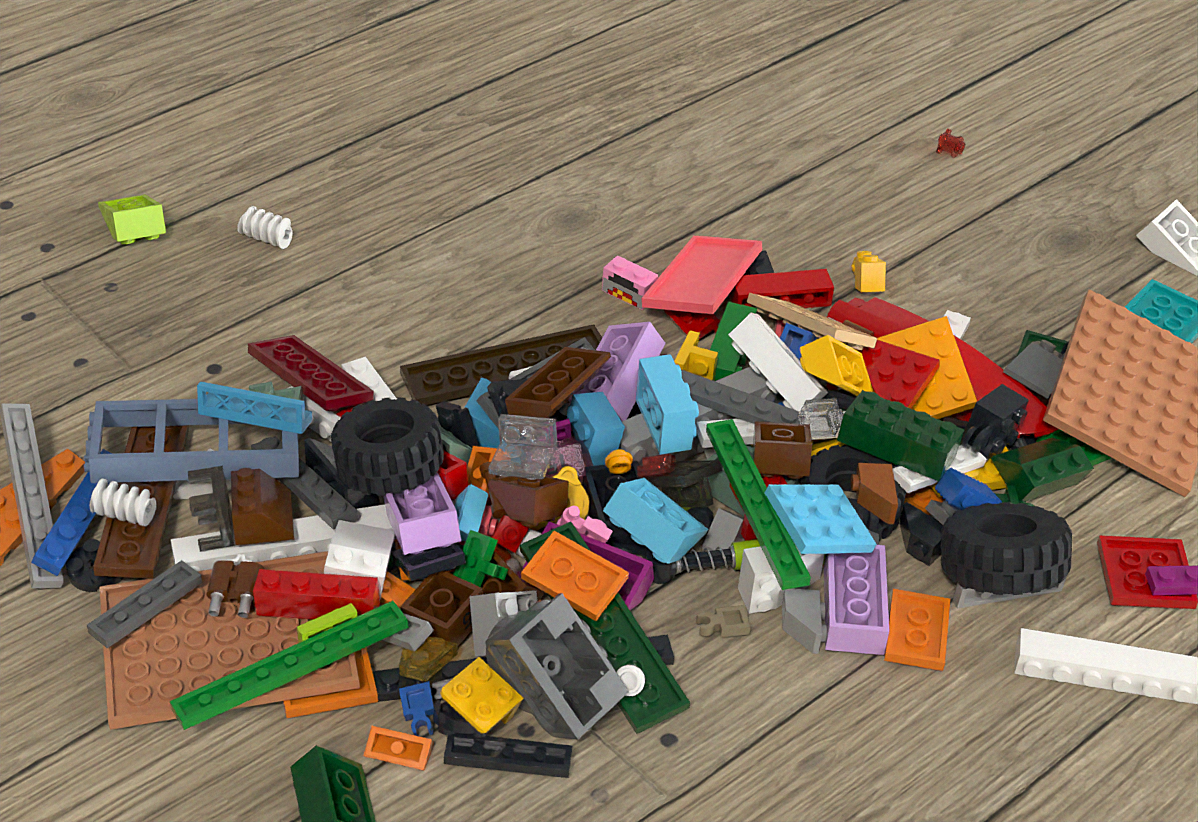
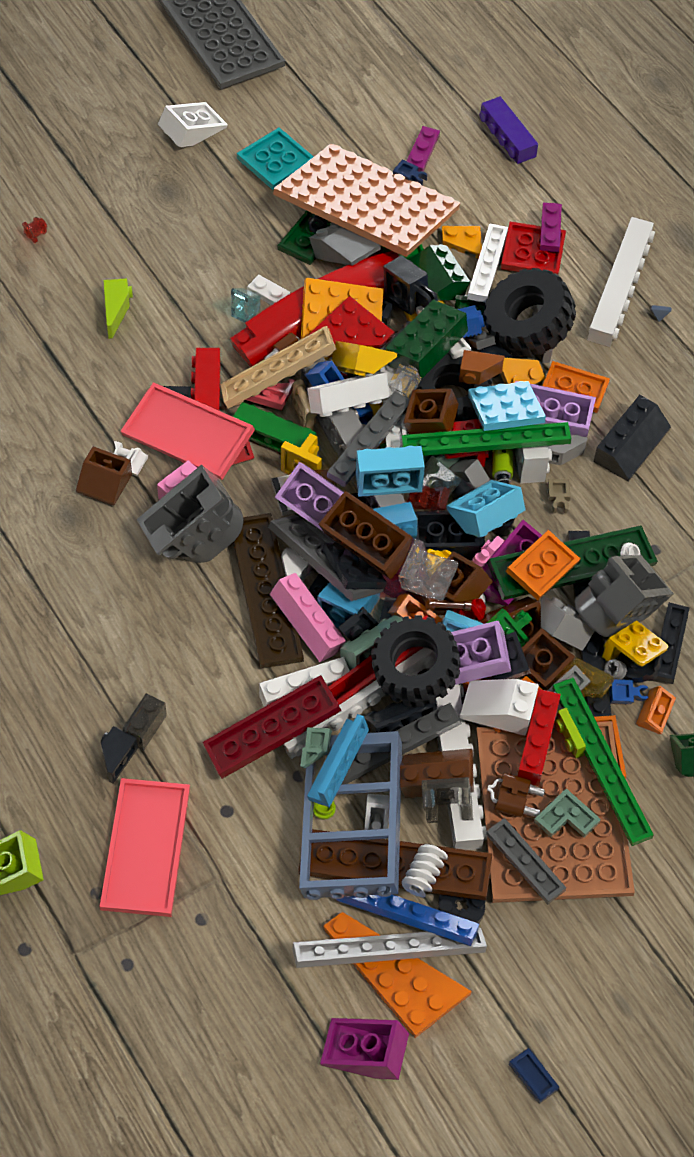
camera: 80 degrees left, 15 degrees up
(164, 312) = (145, 847): none -> coral tile
(213, 438) = (324, 812): none -> lime plate
(214, 636) = (569, 810): none -> sand green plate
(266, 227) = (45, 752): white piece -> none
(271, 274) = (117, 751): none -> black slope
(311, 288) = (146, 720): none -> clear smoke brick
(491, 365) = (307, 617): none -> bright pink brick
(573, 283) = (193, 519): none -> dark grey brick
(619, 461) = (423, 519): light orange plate -> none
(624, 225) = (104, 476): none -> reddish brown slope
(657, 245) = (136, 456): none -> white piece
(848, 695) = (632, 438): none -> black slope
(867, 211) = (116, 302): none -> lime slope
(868, 272) = (199, 320): yellow brick -> none
(913, 563) = (522, 370): none -> light orange wing
(917, 297) = (244, 304): none -> clear light blue slope
(1090, 514) = (487, 263): none -> white plate
(1103, 722) = (660, 311): none -> sand blue slope
(1130, 502) = (463, 238): none -> light orange wing

